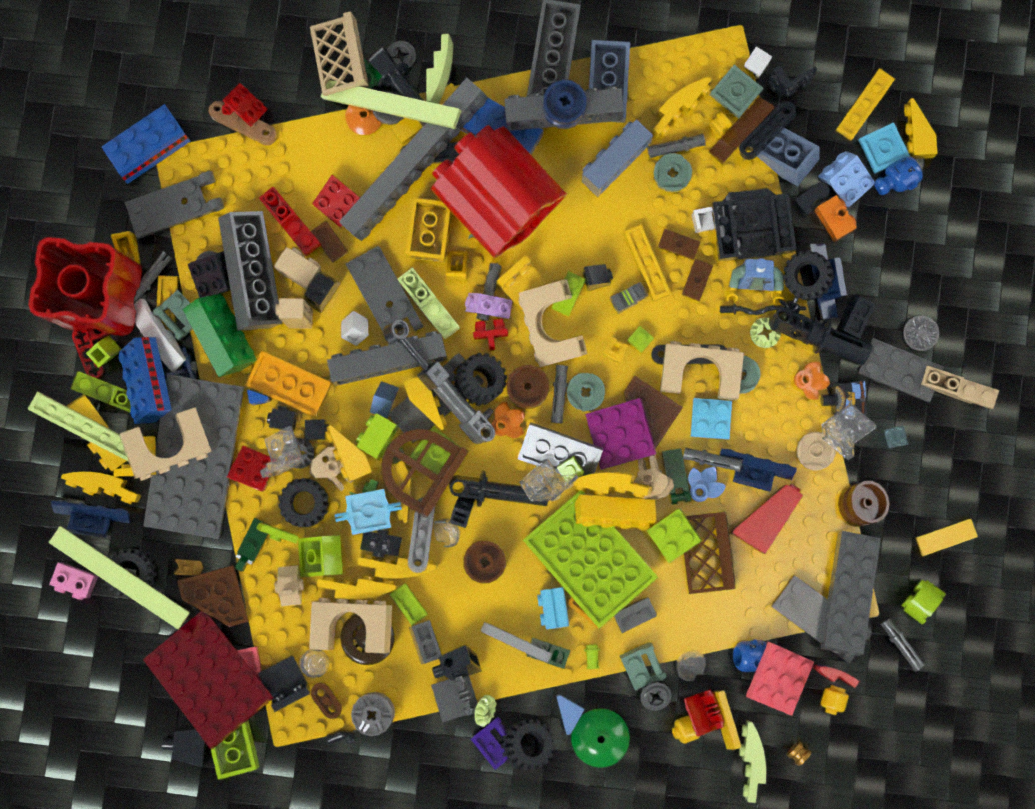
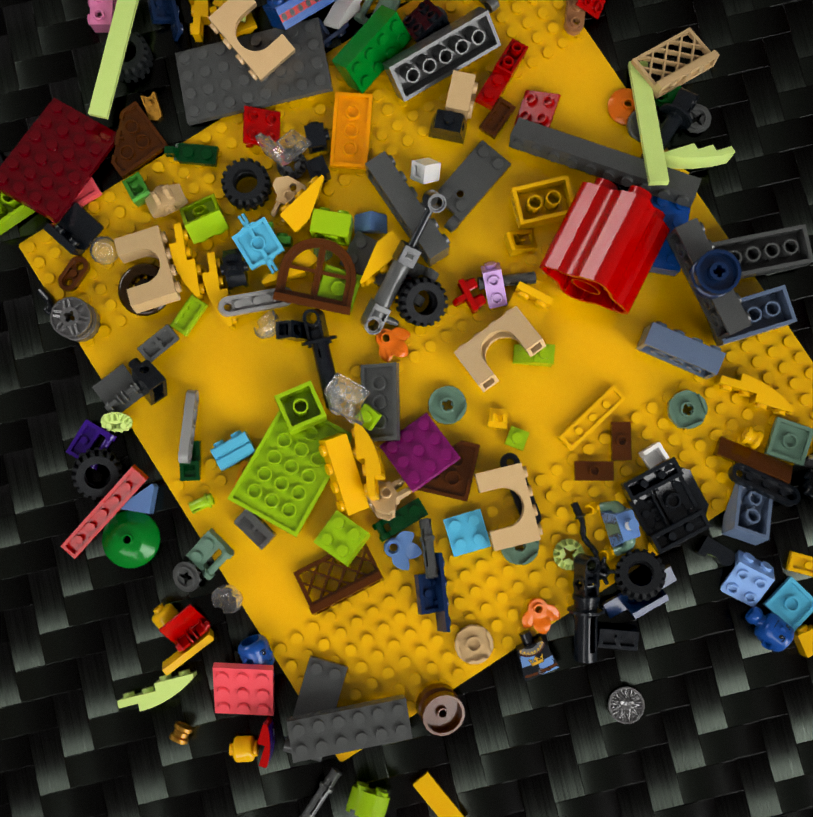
camera: 65 degrees right, 0 degrees up
(256, 398) = (327, 107): blue slope -> none
(266, 609) = (137, 189): none -> bright green slope
(277, 534) = (209, 170): lime plate -> none
(295, 313) = (416, 105): tan brick -> none
(428, 303) = (474, 228): yellowish green slope -> none
(474, 567) = (244, 361): reddish brown wheel -> none
(527, 398) = (438, 339): reddish brown wheel -> none
(539, 528) = (300, 408): none -> lime brick
(559, 394) = (435, 381): dark grey pin -> none
(567, 750) = (104, 511): none -> plate
(597, 276) = (560, 374): black slope -> none
(628, 297) = (552, 412): dark grey leg -> none
(678, 145) = (719, 411): dark grey pin -> none
(768, 519) = (390, 622): slope -> none
(836, 218) = (705, 582): orange brick -> none
(846, 429) = (504, 665): clear bracket -> none
(895, 437) = (516, 716): clear light blue tile -> none
(898, 369) = (582, 699): dark grey plate -> none
(959, 388) = (587, 762): tan slope -> none

